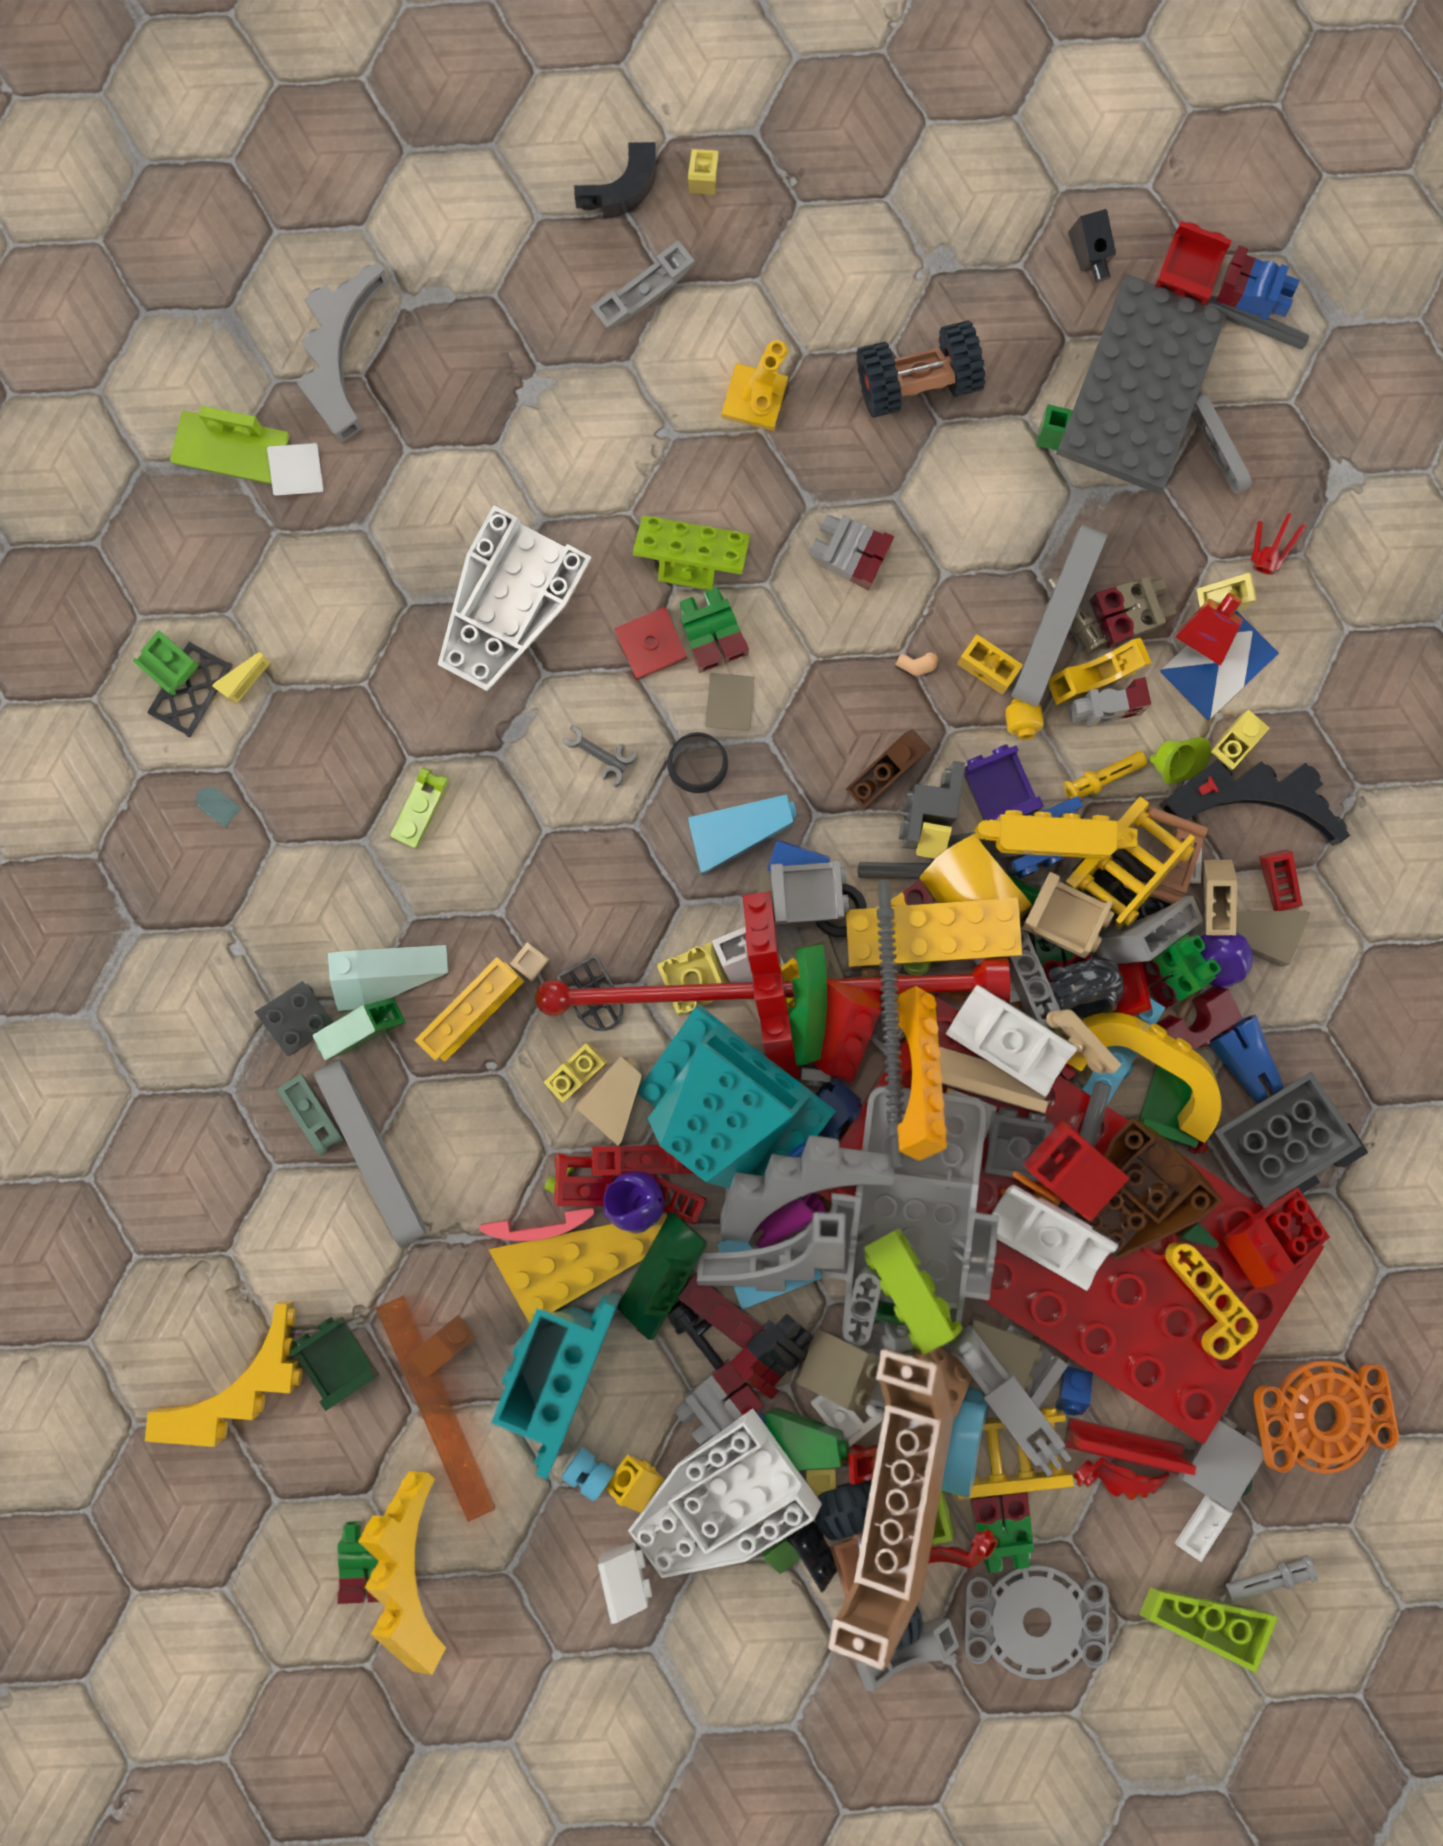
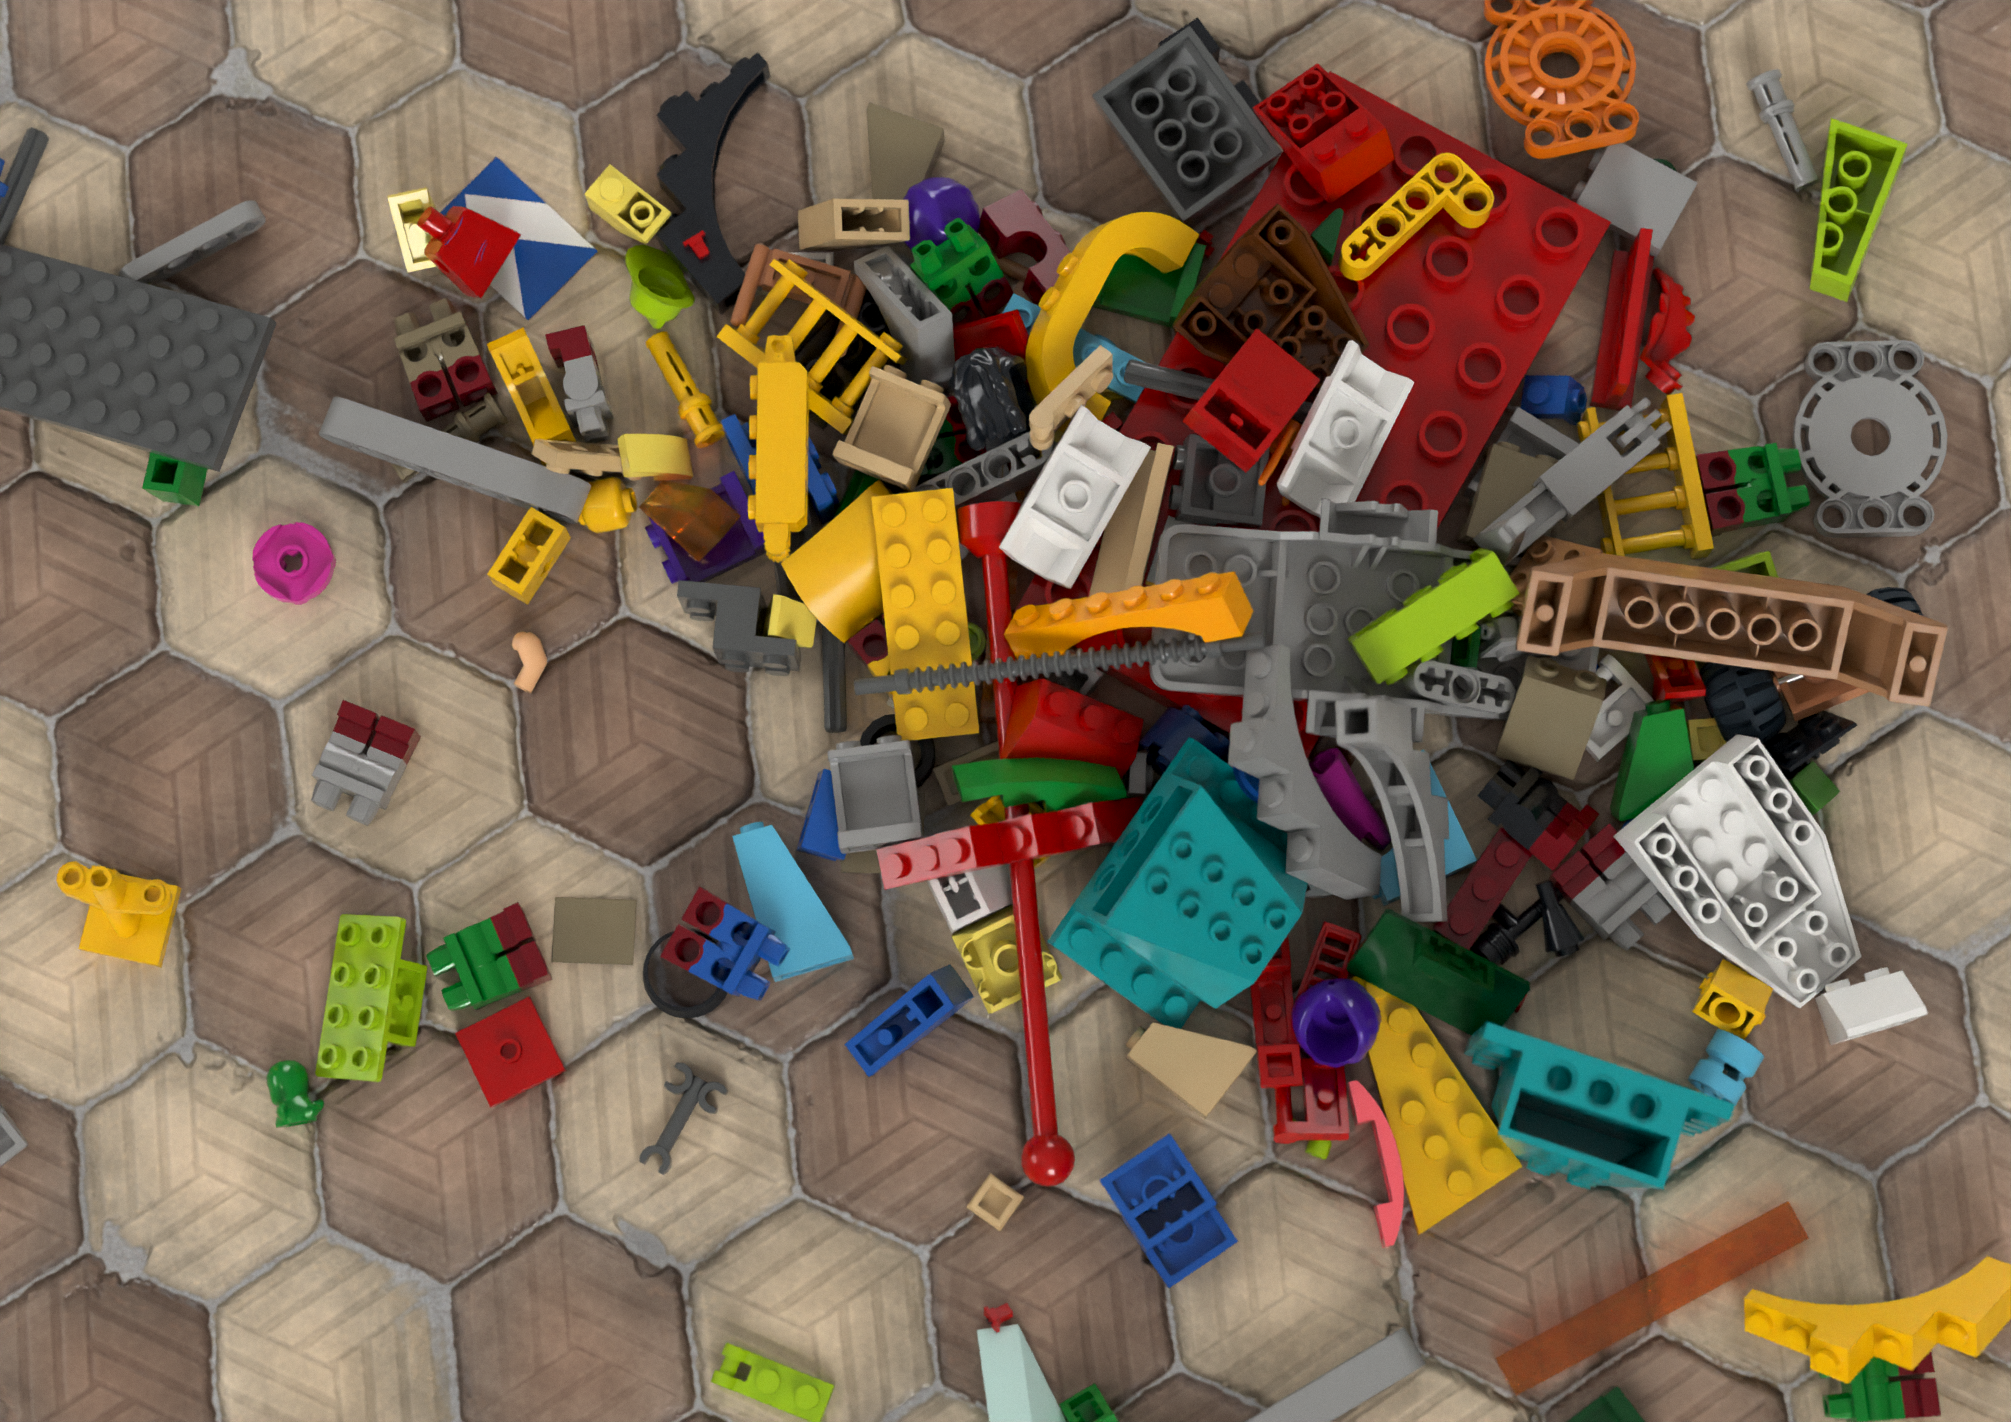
camera: 90 degrees left, 5 degrees down
(441, 1347) = (1563, 1289): dark orange slope -> none
(453, 959) = (998, 1316): none -> red piece
(469, 1010) = (1073, 1276): yellow fence -> none
(506, 597) = (450, 1267): white wedge -> none
(512, 1077) = (1168, 1210): none -> blue bracket
(575, 1072) = (1150, 1118): light yellow slope -> none
(594, 982) = (1021, 1105): black window -> none
(631, 497) = (290, 1093): none -> green animal
(656, 910) = (909, 1019): none -> blue slope
(691, 1364) = (1559, 929): none -> black cone
(709, 784) = (735, 955): none -> blue hips
(888, 768) = (686, 694): reddish brown slope -> none
(934, 1645) = (1913, 569): light grey arch -> none
(954, 363) = (82, 629): black plate -> none
(964, 1444) = (1638, 539): medium azure arch -> none
(982, 1544) = (1773, 510): red plant -> none
(993, 523) = (293, 586): none -> dark pink plate
(1013, 774) = (690, 515): none -> clear orange slope
(1056, 705) = (586, 457): none -> tan plate
(1057, 753) = (656, 456): none -> light yellow slope
(1203, 1528) = (1723, 220): white plate -> none
(1247, 1057) = (1075, 181): blue piece -> none
(1268, 559) = (361, 172): red plant -> none
(1291, 878) = (825, 156): red slope -> none

